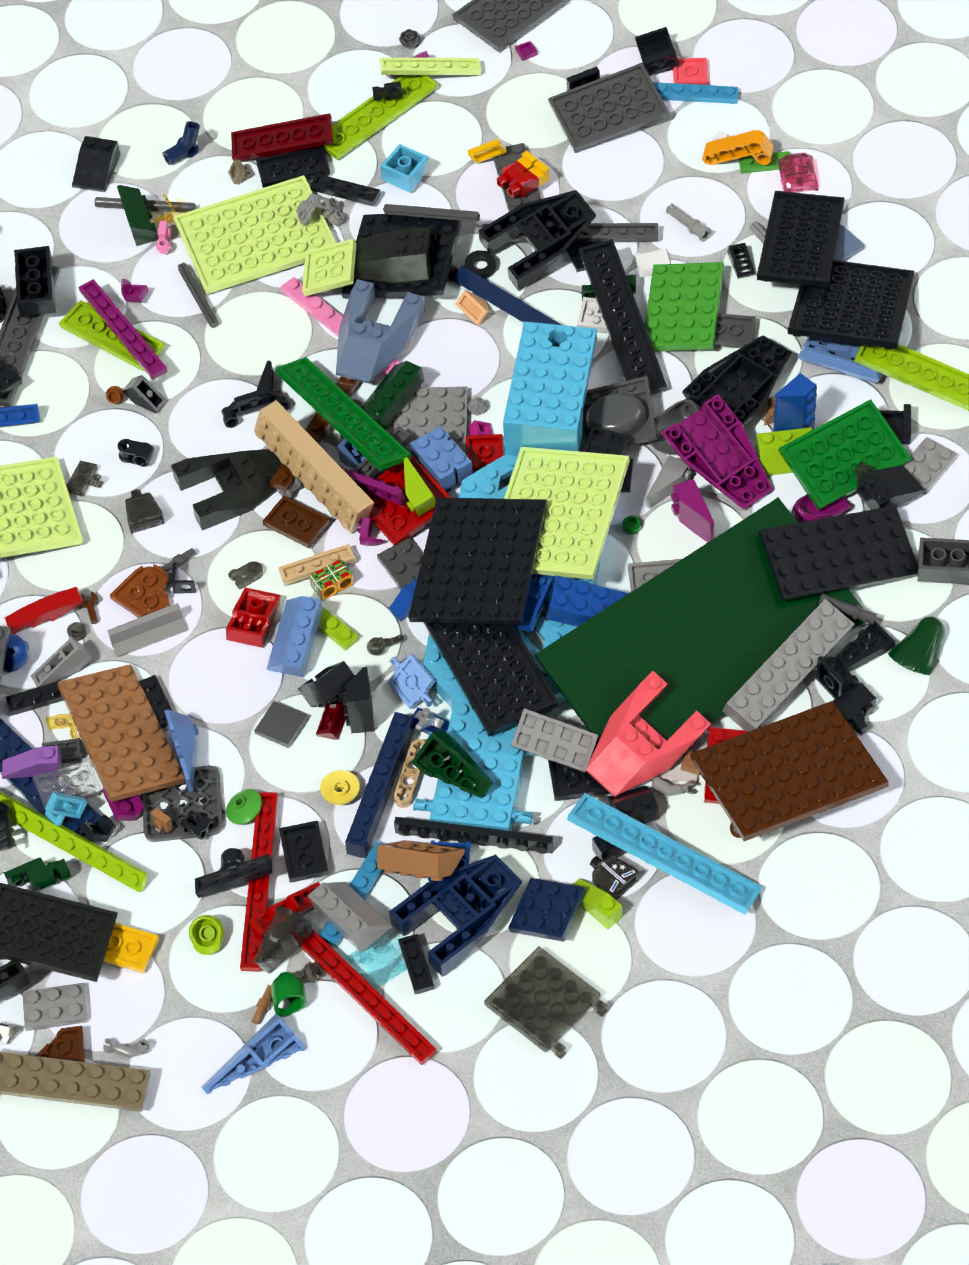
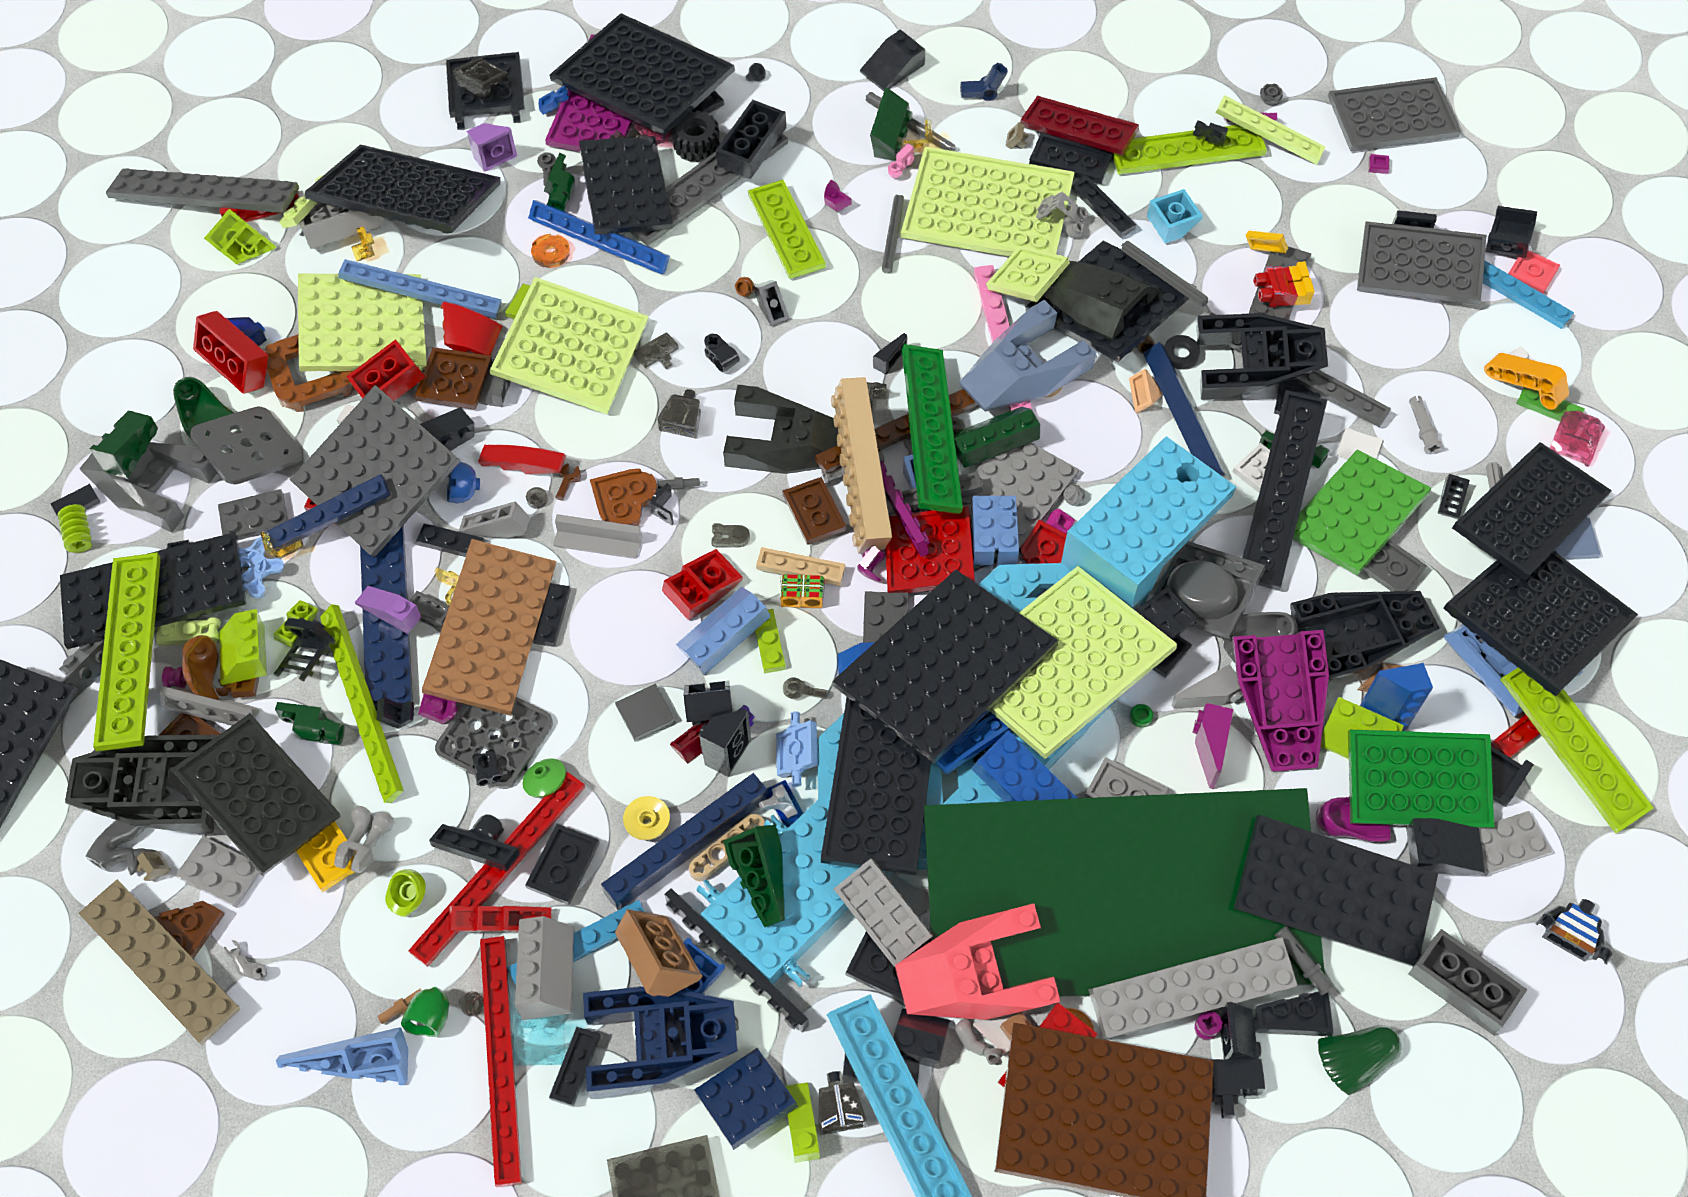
camera: 30 degrees right, 5 degrees up
(63, 806) = (375, 670): medium azure plate -> none
(72, 780) = (399, 649): clear plate -> none
(123, 329) = (796, 228): magenta plate -> none
(151, 904) = (362, 821): none -> light grey piece
(161, 820) = (454, 742): medium nougat plate -> none
(185, 743) = (541, 671): medium blue wedge -> none
(250, 402) = (862, 366): black plate -> none
(284, 936) = (462, 949): clear smoke slope -> none
(418, 494) = (944, 548): lime slope -> none
(813, 691) = (1205, 1030): none -> magenta wheel
(861, 470) = (1426, 809): clear smoke plate -> none
(888, 394) = (1516, 737): none -> red tile

